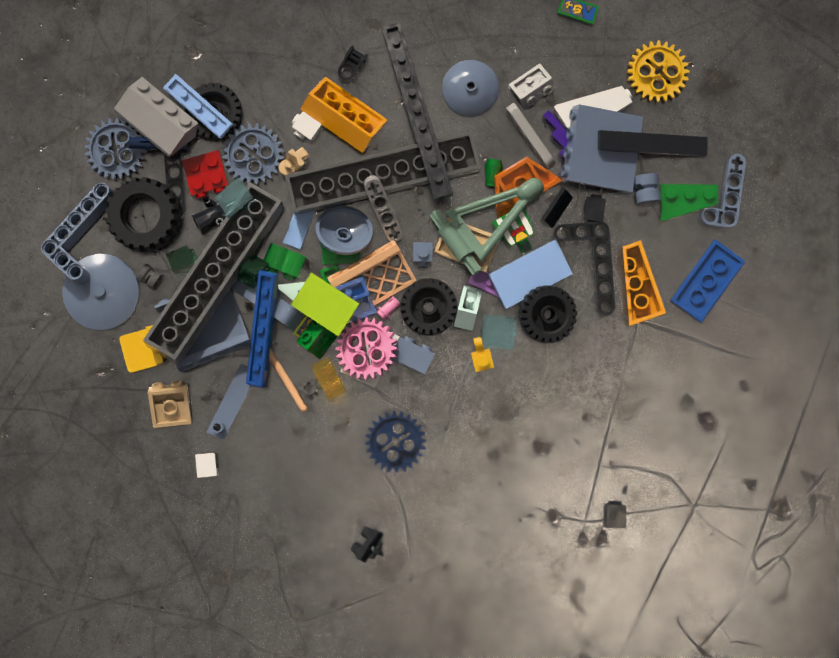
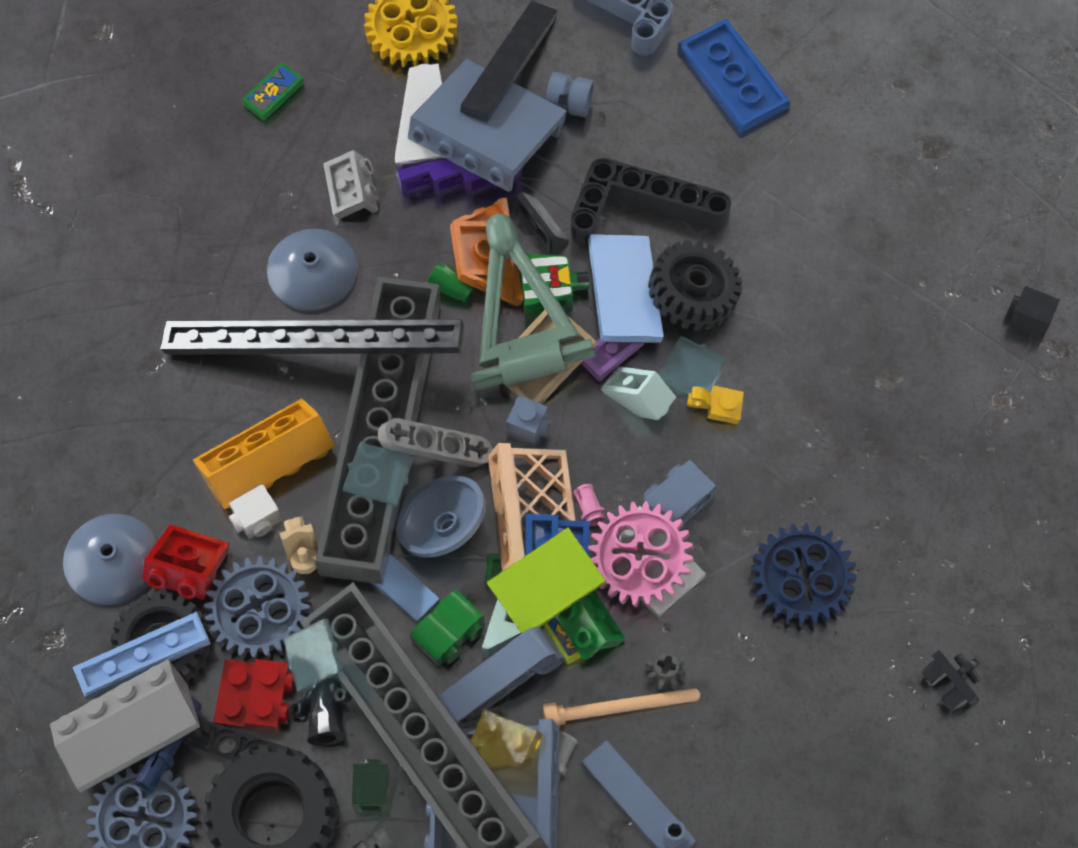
camera: 70 degrees left, 20 degrees down
(229, 319) = (505, 742): none -> clear yellow wing
(249, 270) = (445, 672): clear green brick -> none
(256, 72) = (109, 578): none -> sand blue dish
(261, 102) = (184, 562): none -> red plate
(262, 328) = (543, 694): blue tile -> none
(328, 379) = (665, 631): clear yellow brick -> none
(331, 258) = (473, 554): green plate -> none
(348, 186) = (378, 473): none -> clear light blue piece
(353, 62) = (193, 410): black piece -> none
(428, 291) = (612, 424): black wheel -> none
(530, 135) = (419, 214): light grey beam -> none
(594, 208) = (566, 172): black brick -> none
(642, 292) = (706, 151): light orange wedge -> none
(685, 198) = (606, 58): green wing -> none

